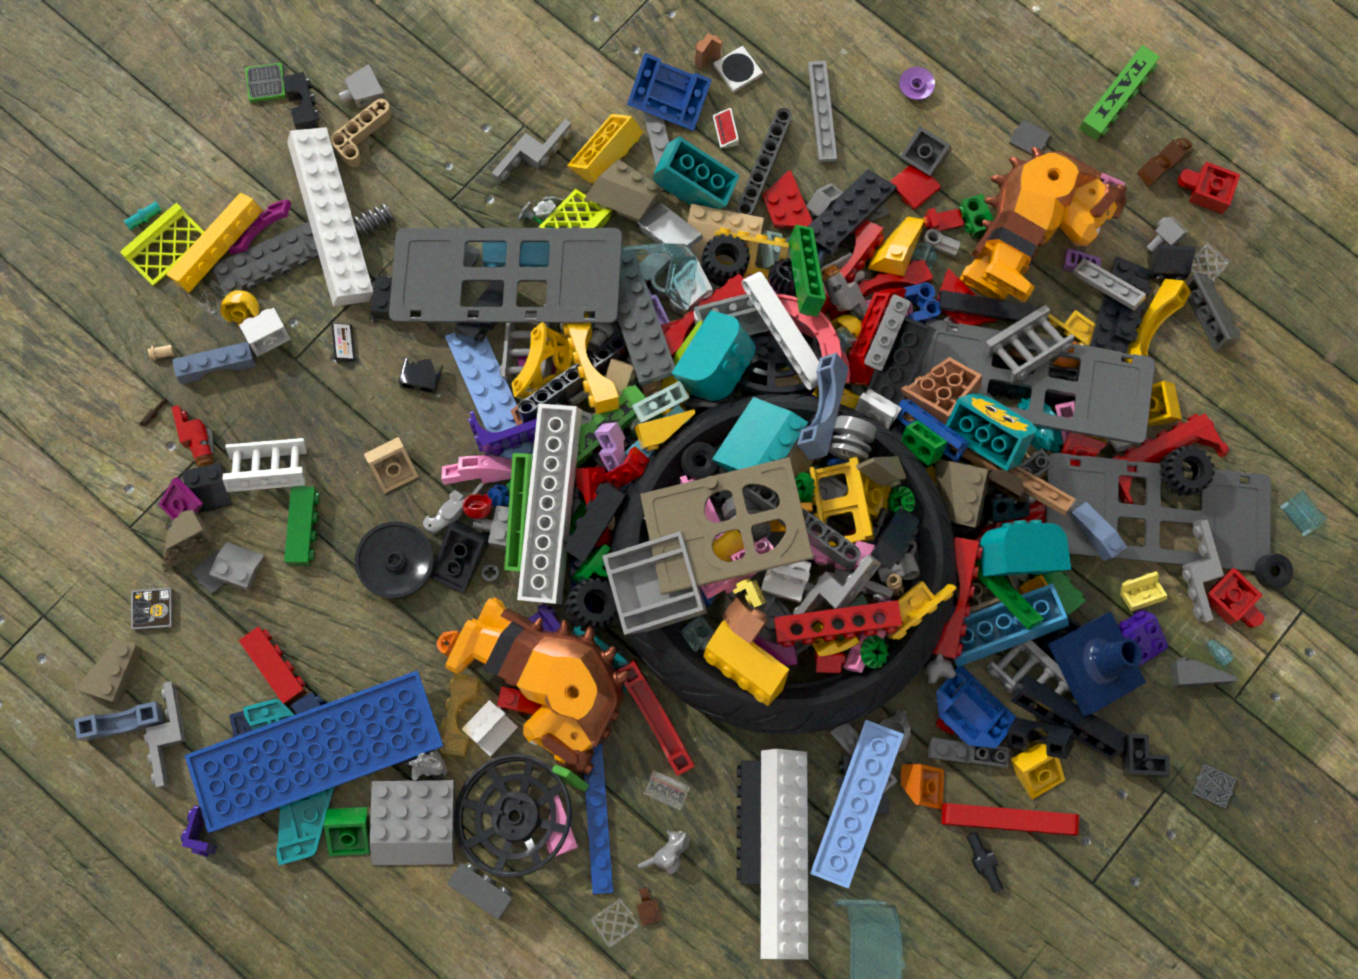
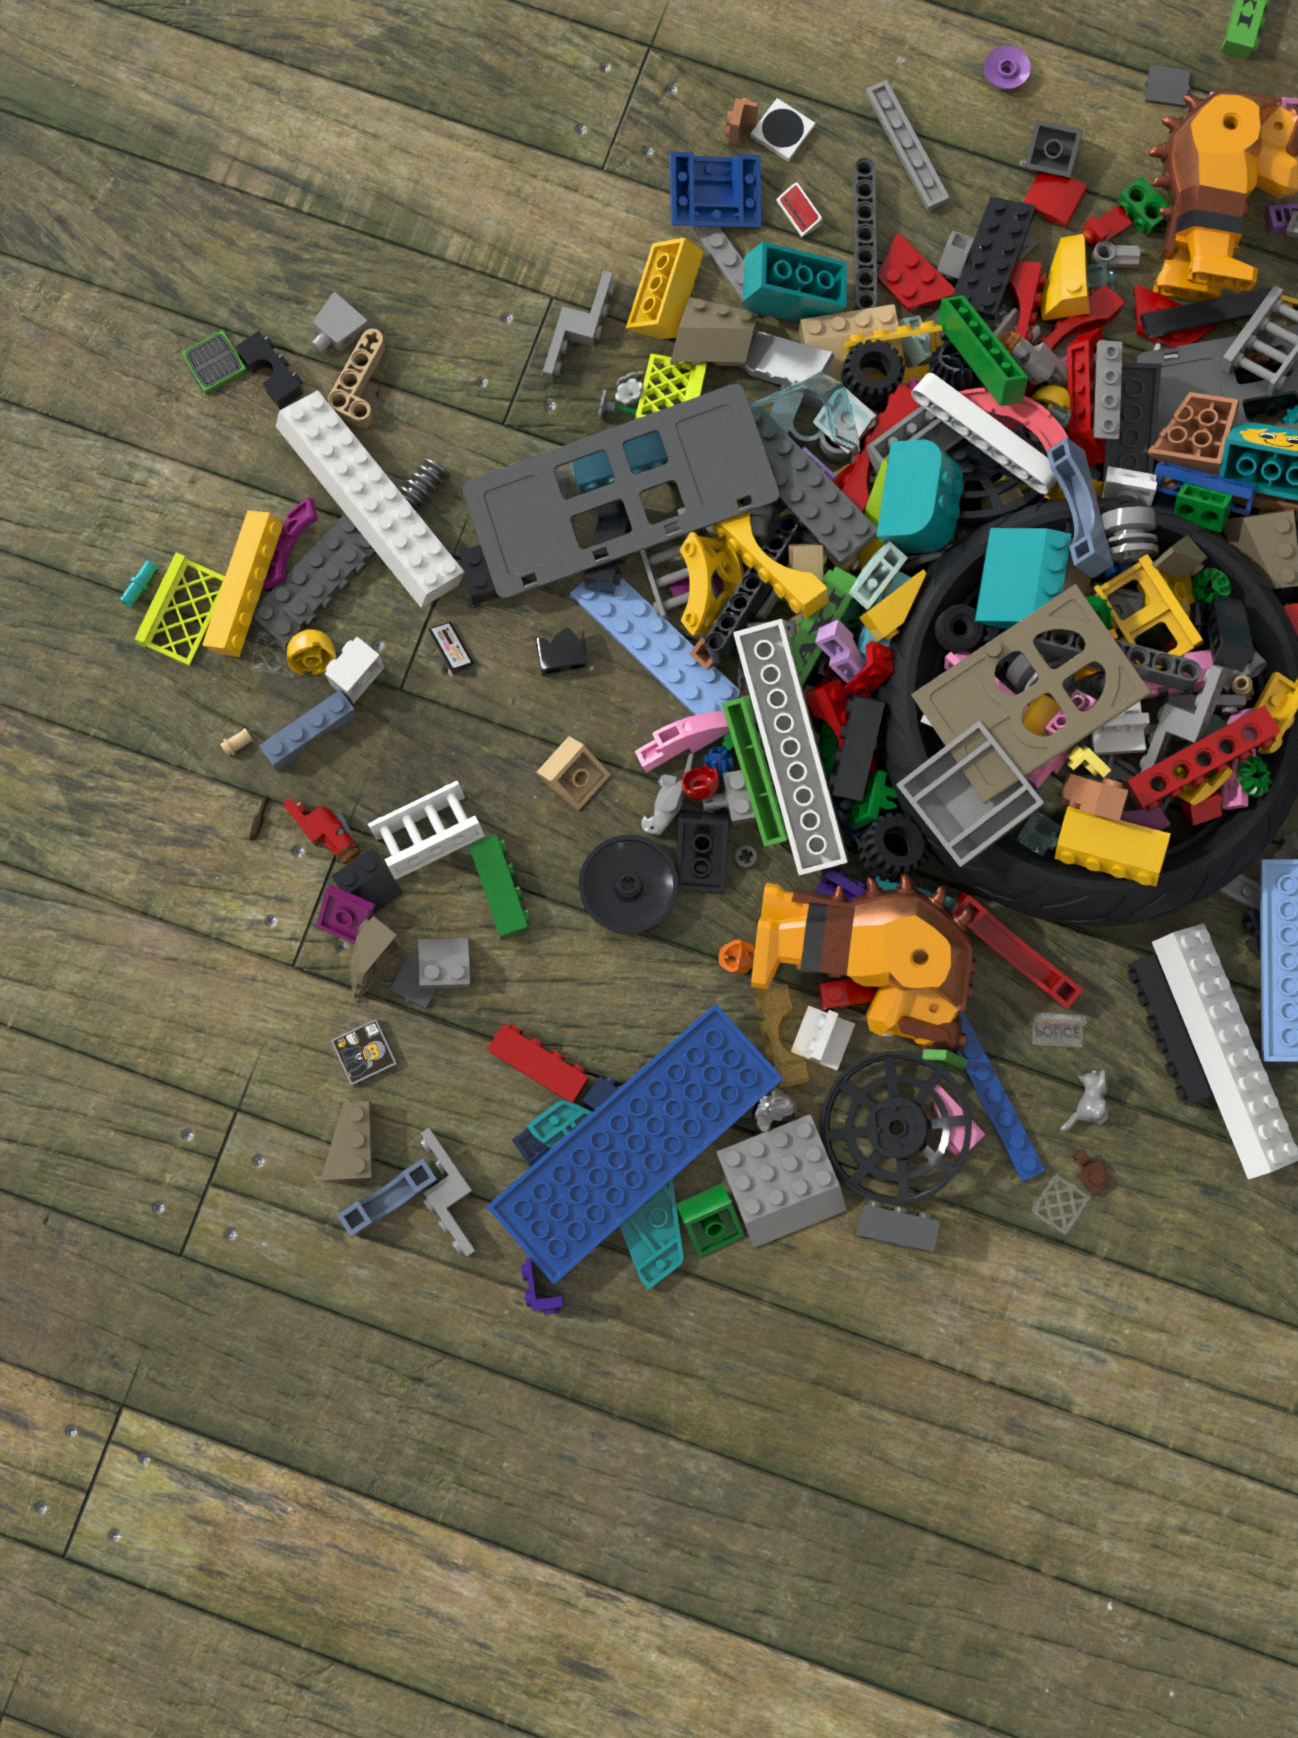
camera: 15 degrees left, 5 degrees up
(496, 442) = (689, 700): dark purple bracket -> none
(924, 303) = (1126, 334): blue piece -> none

